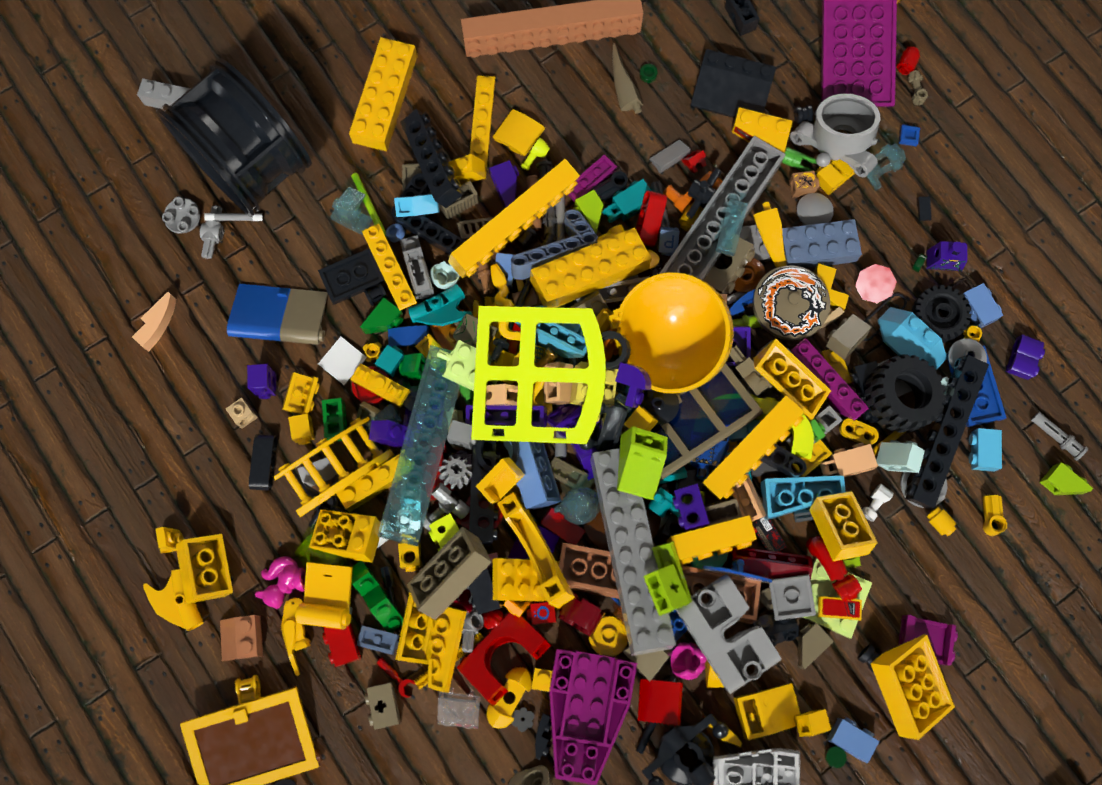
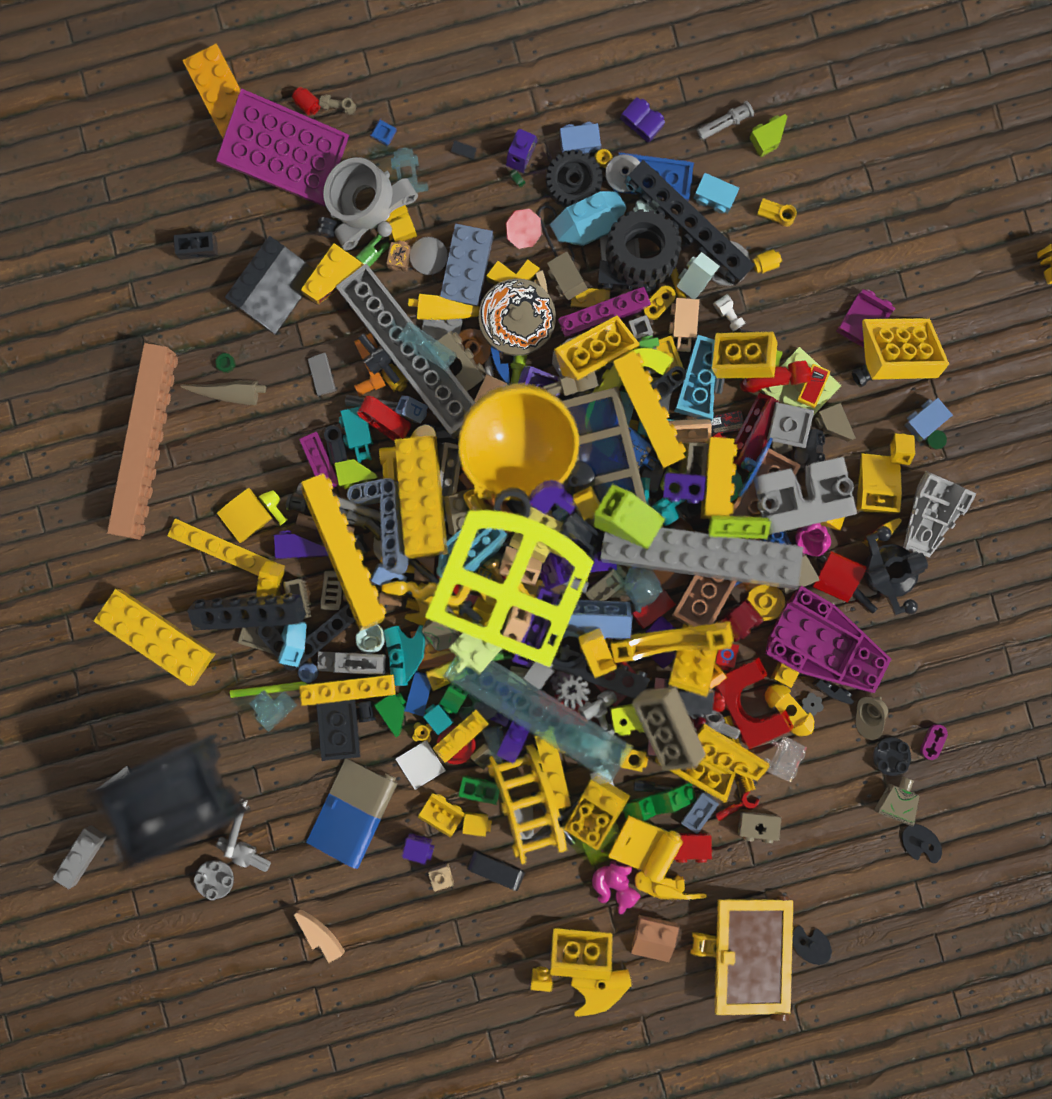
camera: 70 degrees left, 10 degrees up
(666, 589) = (754, 538): lime brick -> none
(693, 158) = (334, 352): red tile -> none

